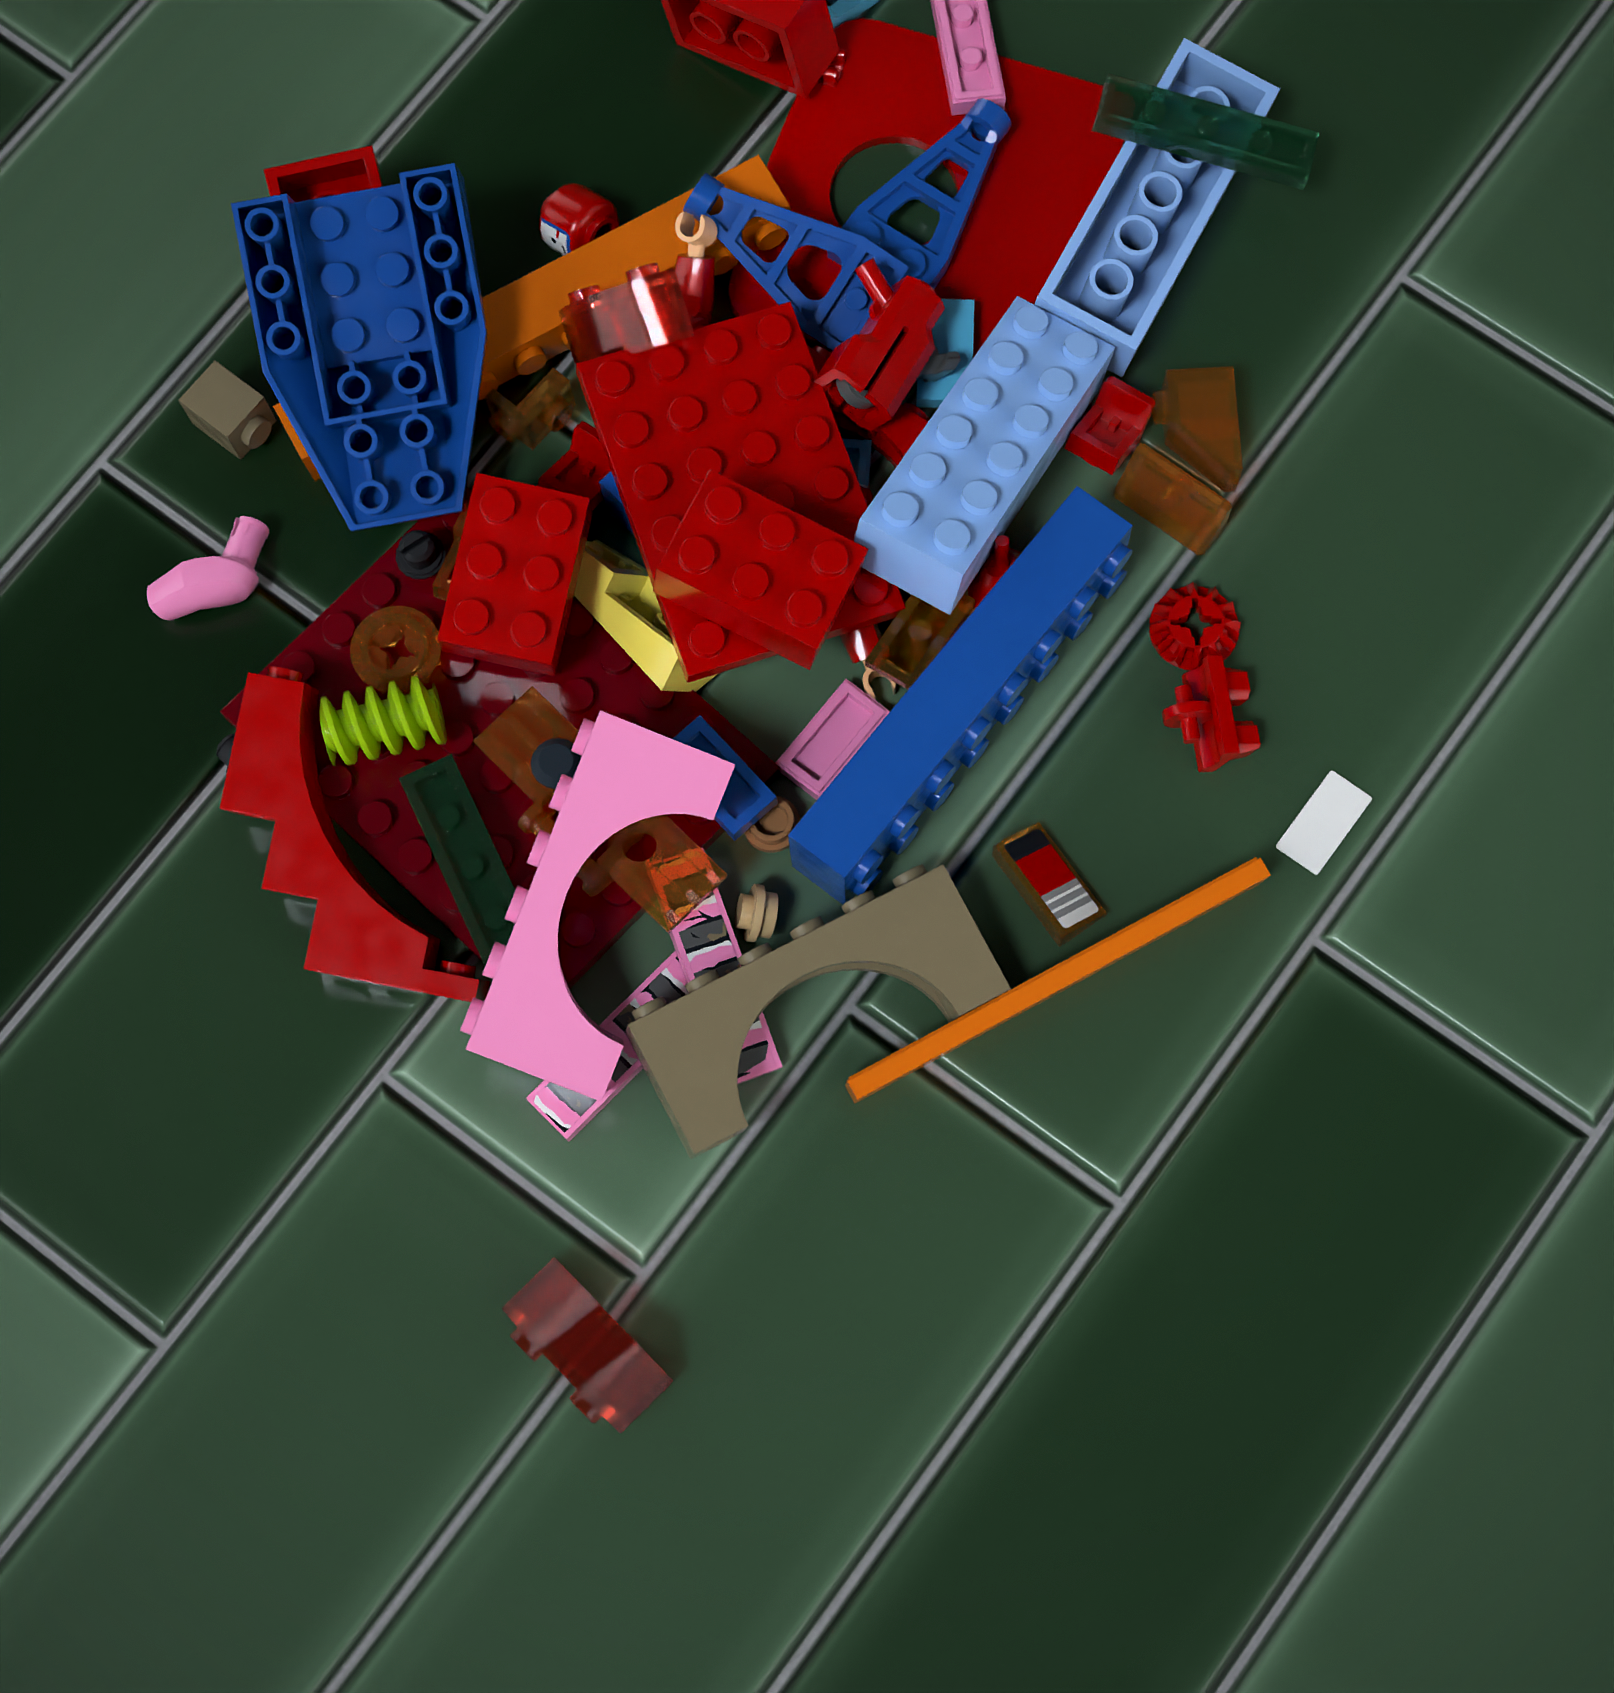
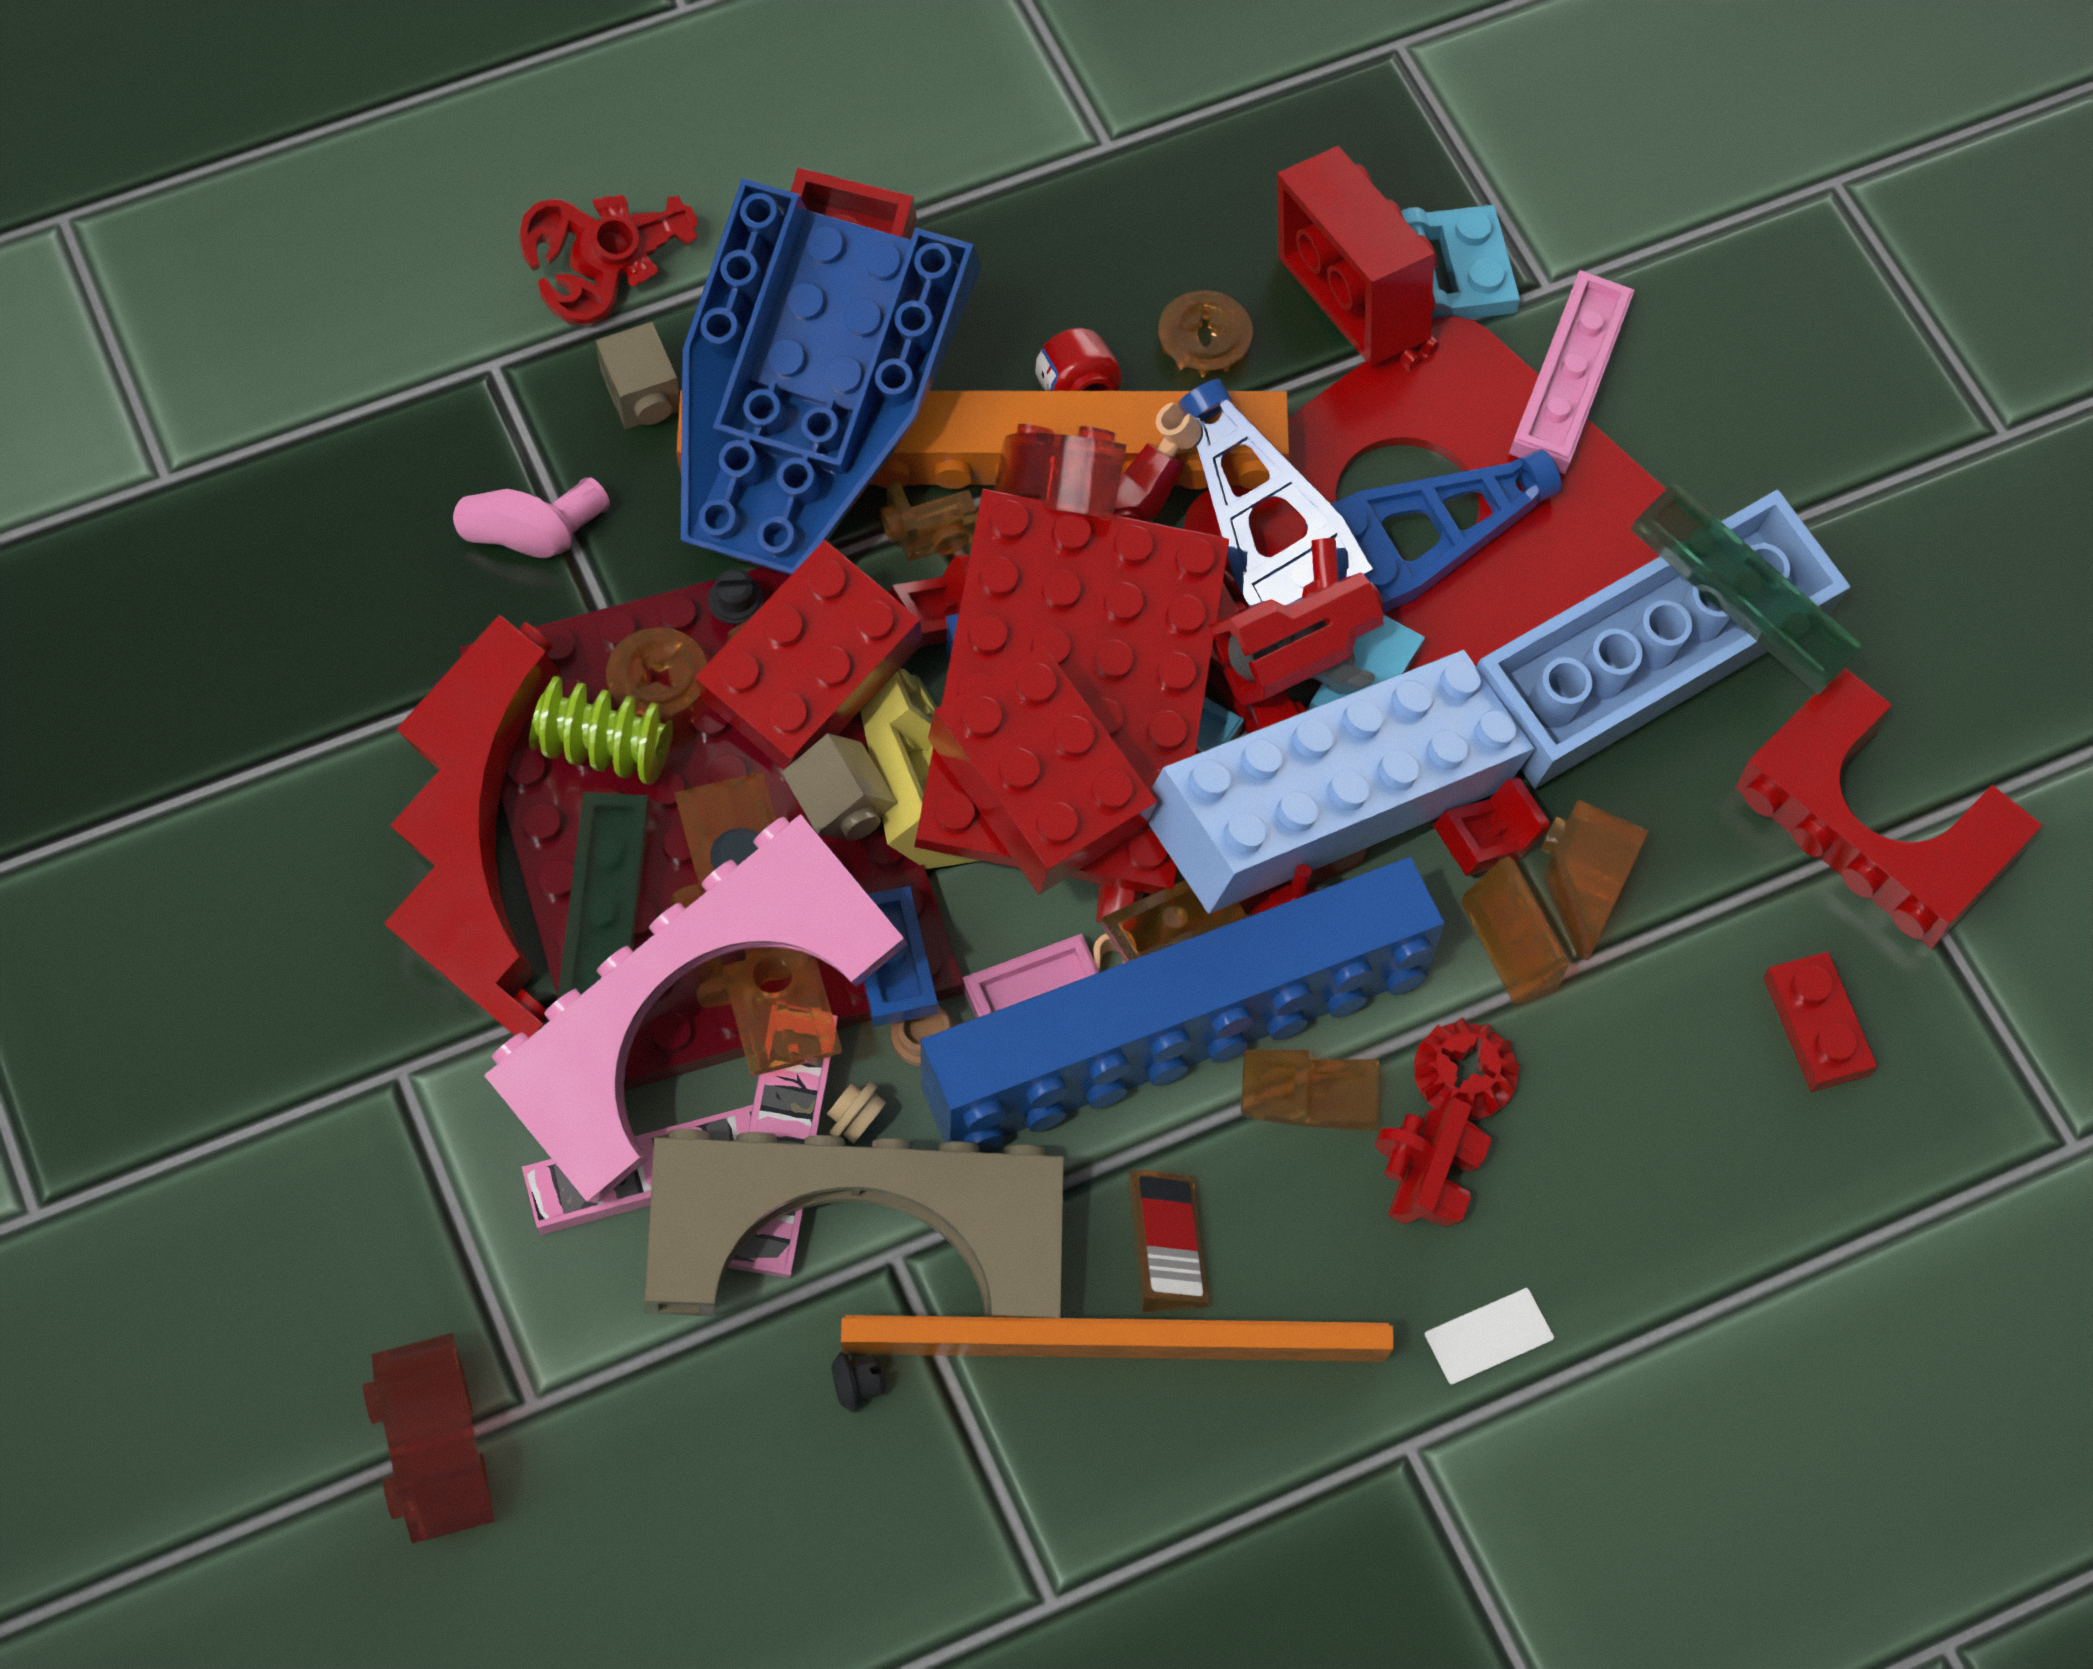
camera: 20 degrees right, 10 degrees down
(132, 321) = (601, 250): none -> red animal
(600, 666) = (839, 788): none -> dark tan brick
(667, 118) = (1228, 325): none -> clear orange gear
(878, 1120) = (857, 1379): none -> black piece
(1088, 707) = (1311, 1092): none -> clear orange slope
(1432, 447) = (1819, 1021): none -> red plate
(1450, 301) = (1918, 883): none -> red arch

